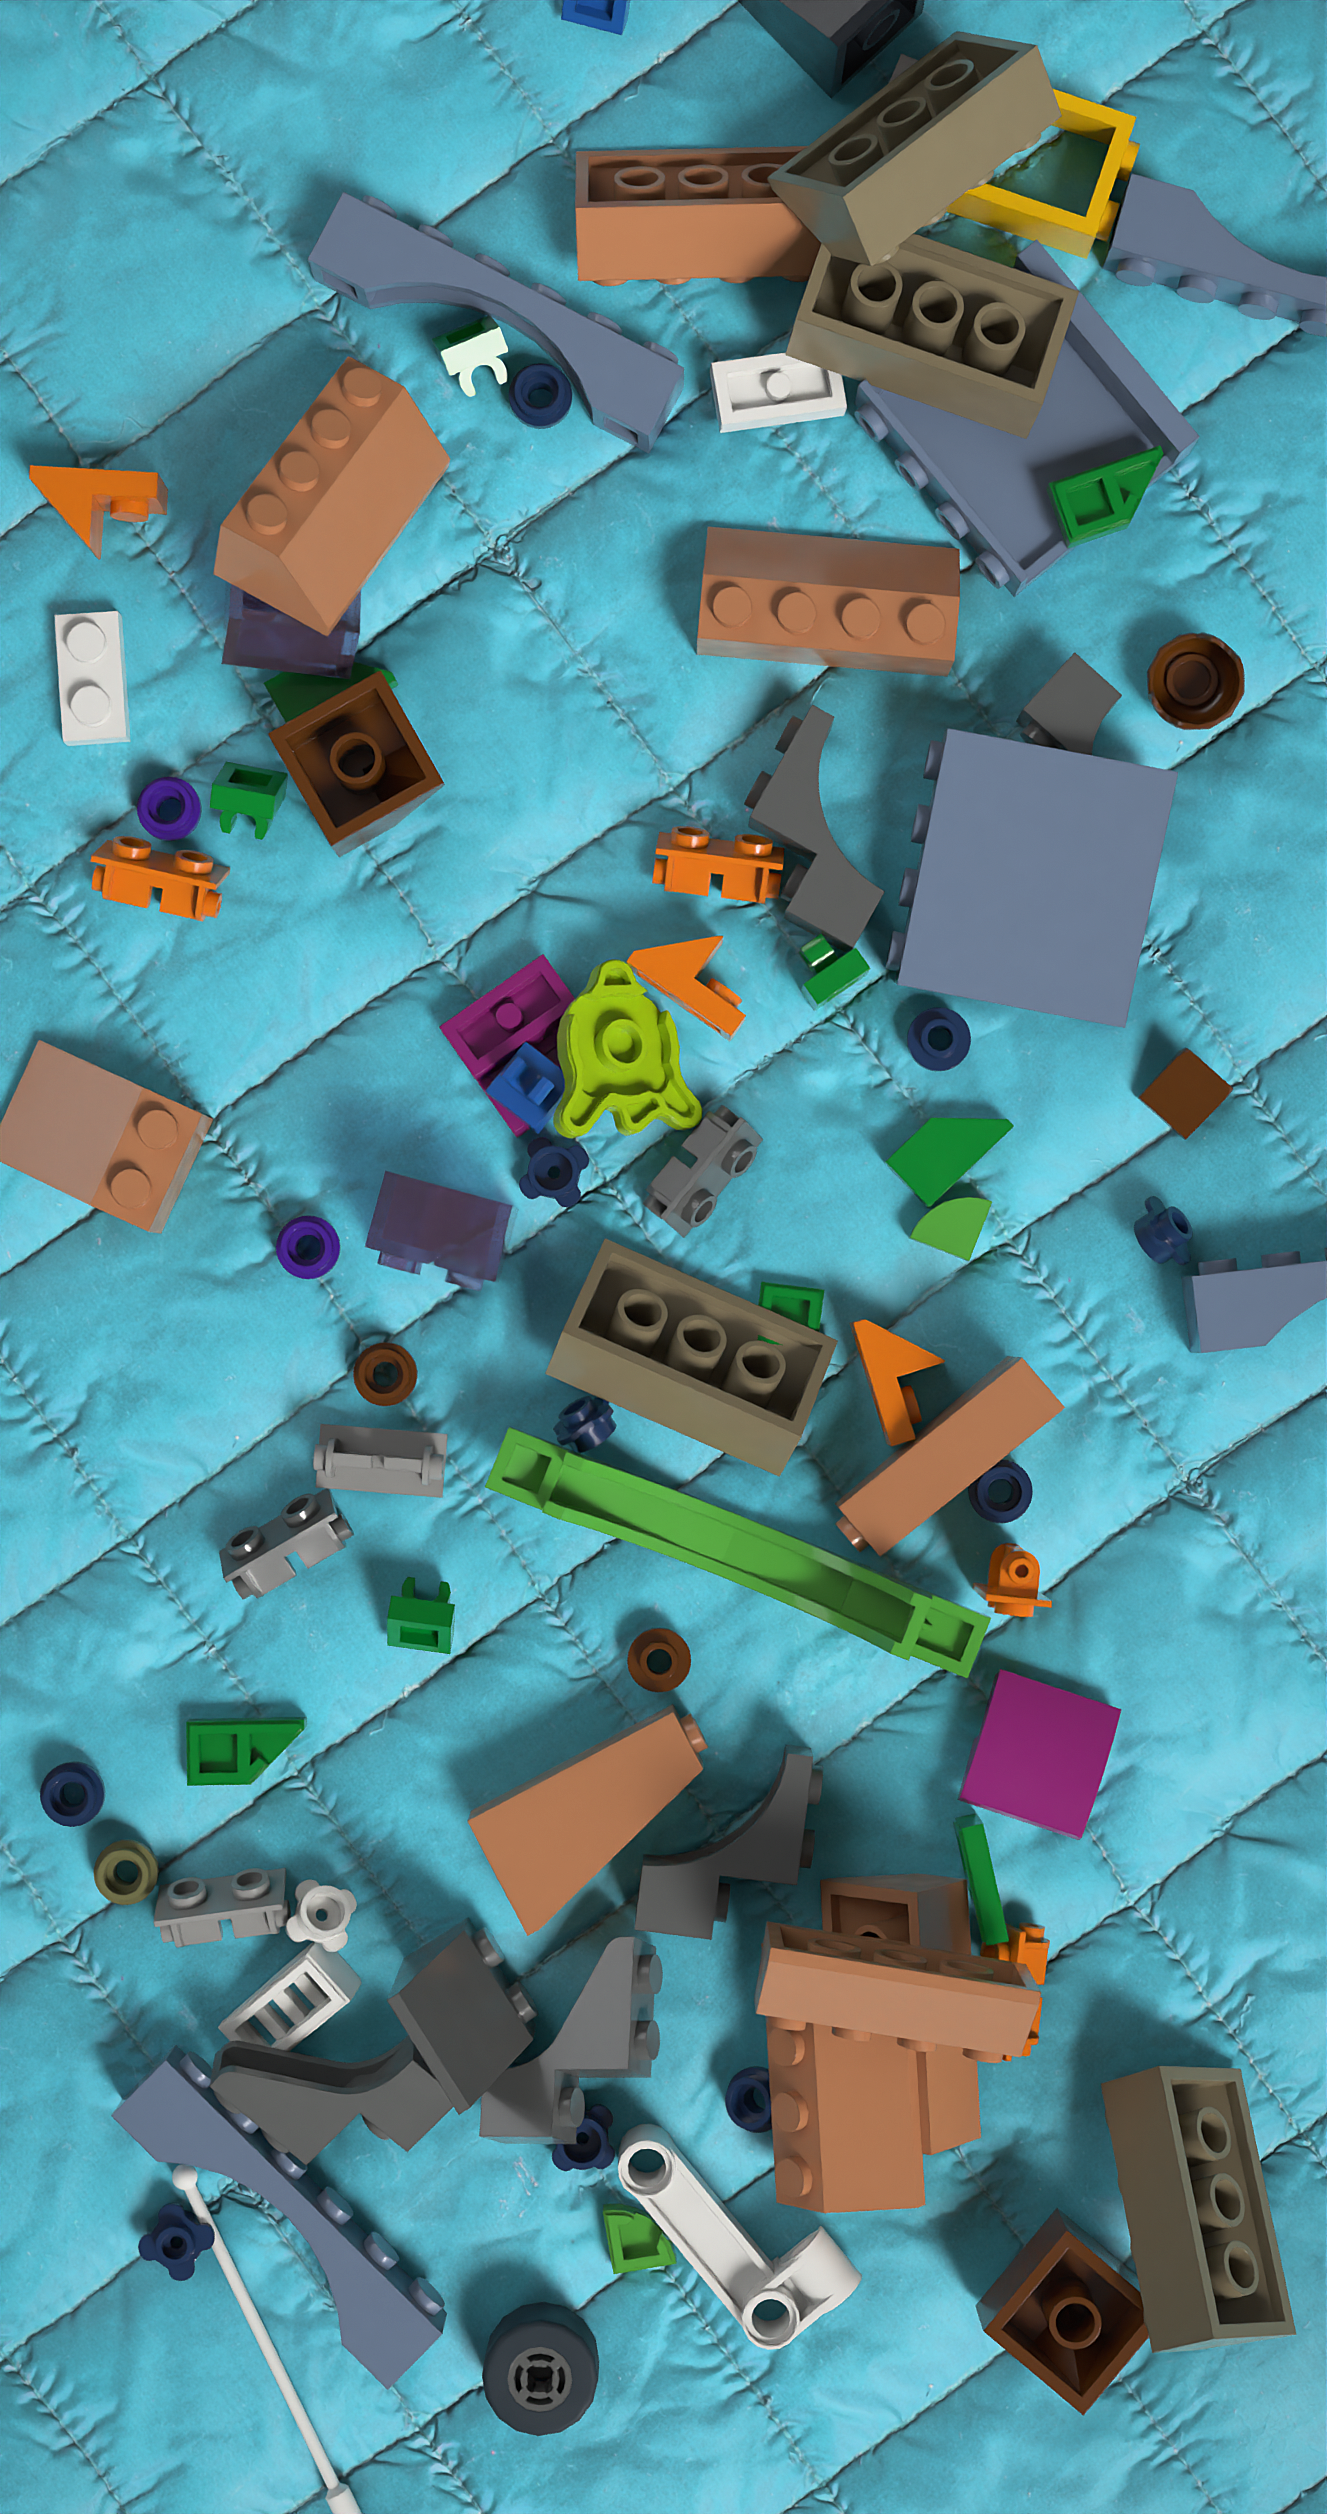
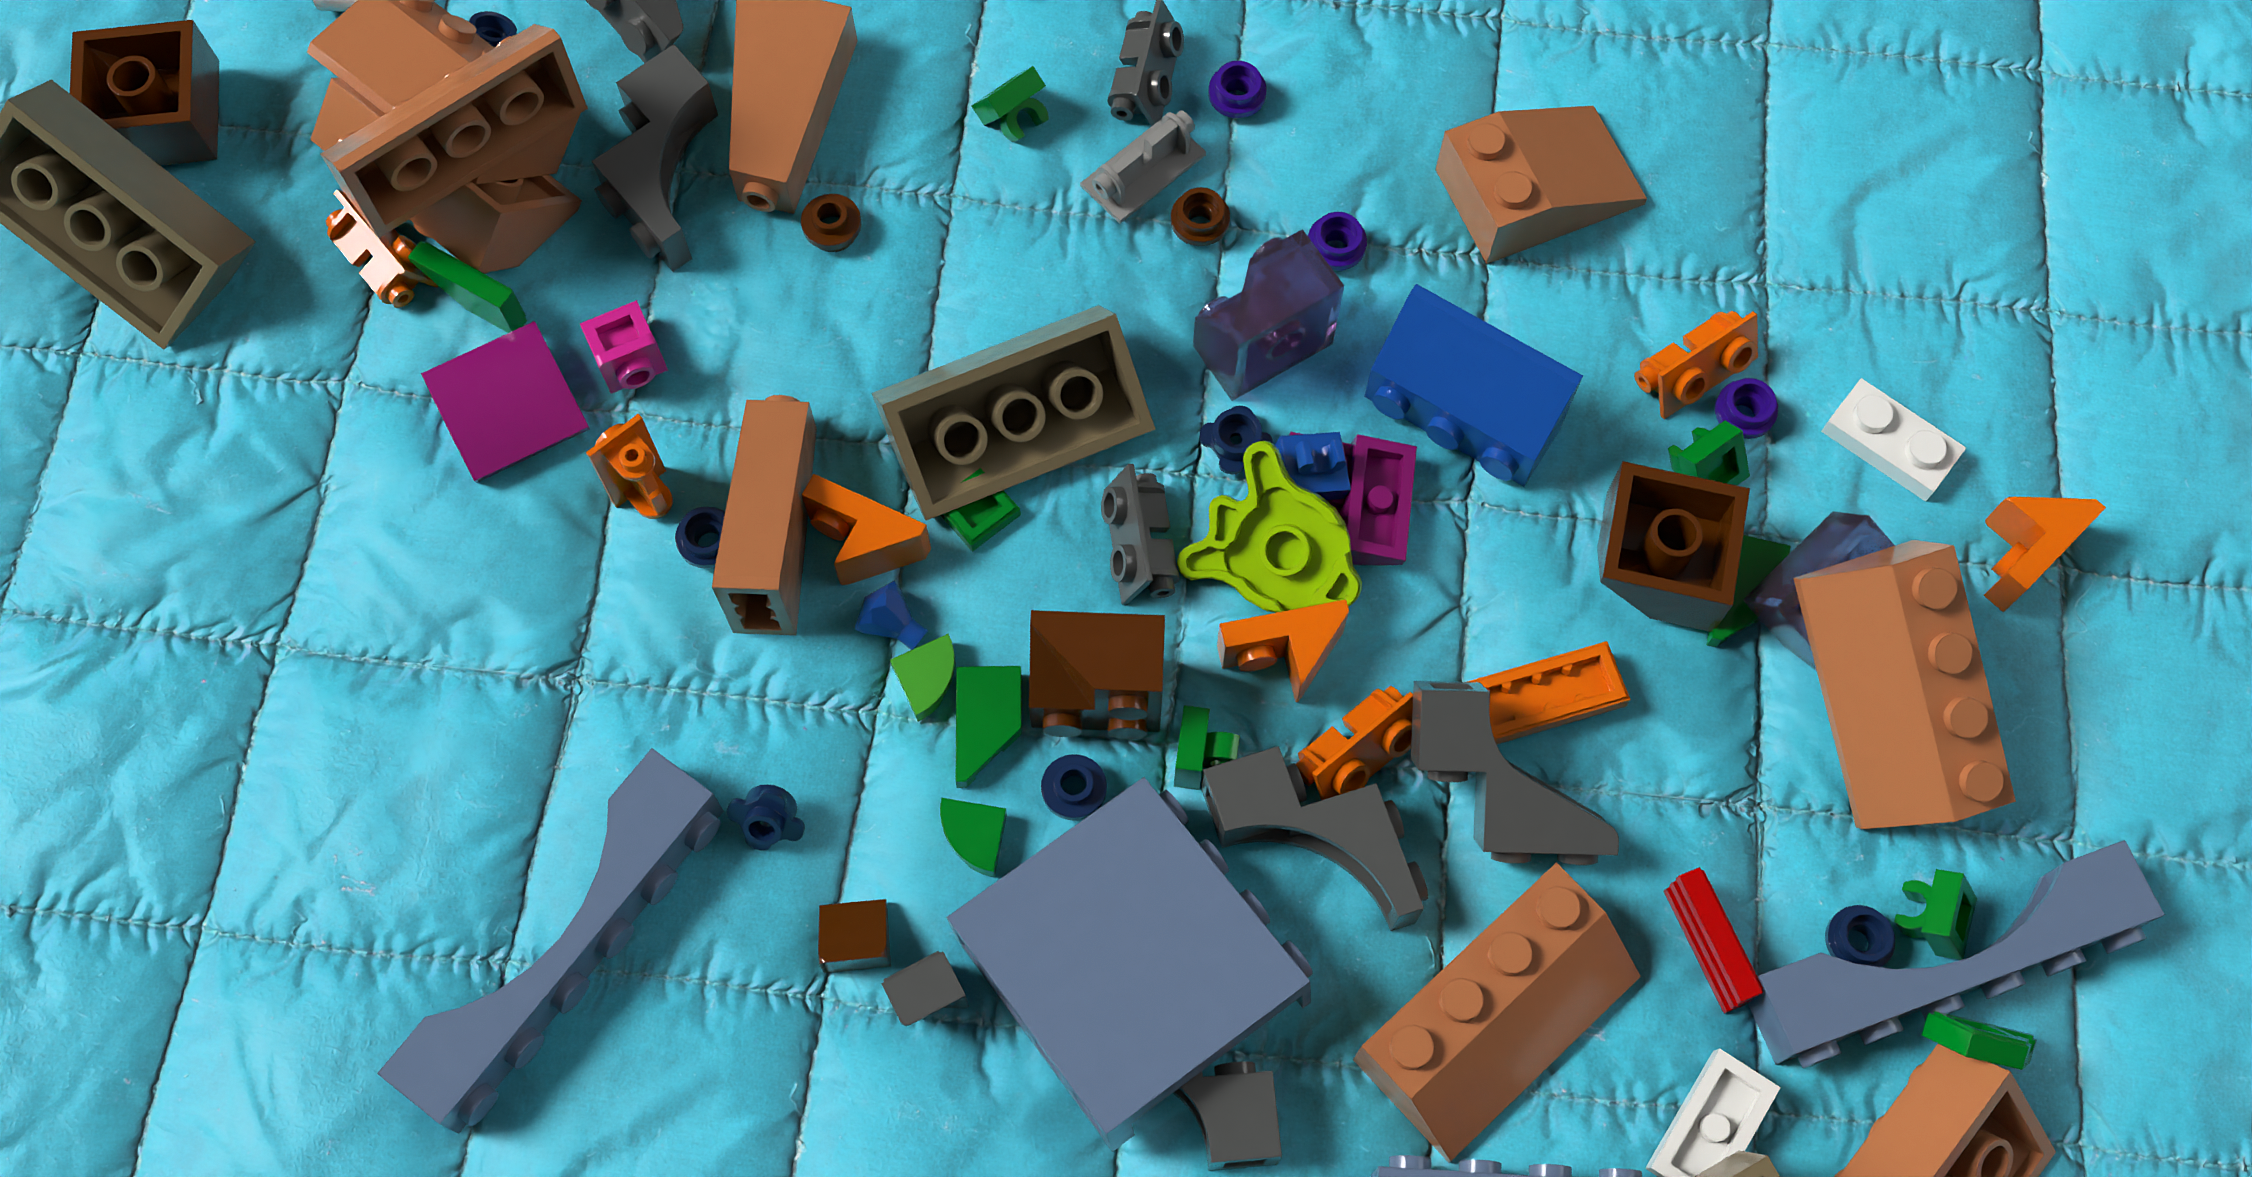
camera: 130 degrees right, 20 degrees down
(219, 1455) = (1241, 77): none -> dark purple plate
(363, 1019) = (1471, 386): none -> blue slope
(554, 249) = (1980, 1040): none -> green tile
(572, 774) = (1554, 692): none -> orange plate
(585, 1424) = (1036, 303): dark blue plate -> none
(640, 493) = (1713, 940): none -> red tile
(668, 707) = (1512, 807): none -> dark grey arch
(776, 1564) = (722, 369): bright green slope -> none
(848, 1087) = (1096, 673): none -> reddish brown slope
(915, 1707) = (624, 347): none -> dark pink bracket
(936, 1295) = (888, 616): none -> blue rock
(1036, 1080) = (974, 832): none -> green tile
(1182, 999) = (924, 989): none -> dark grey slope

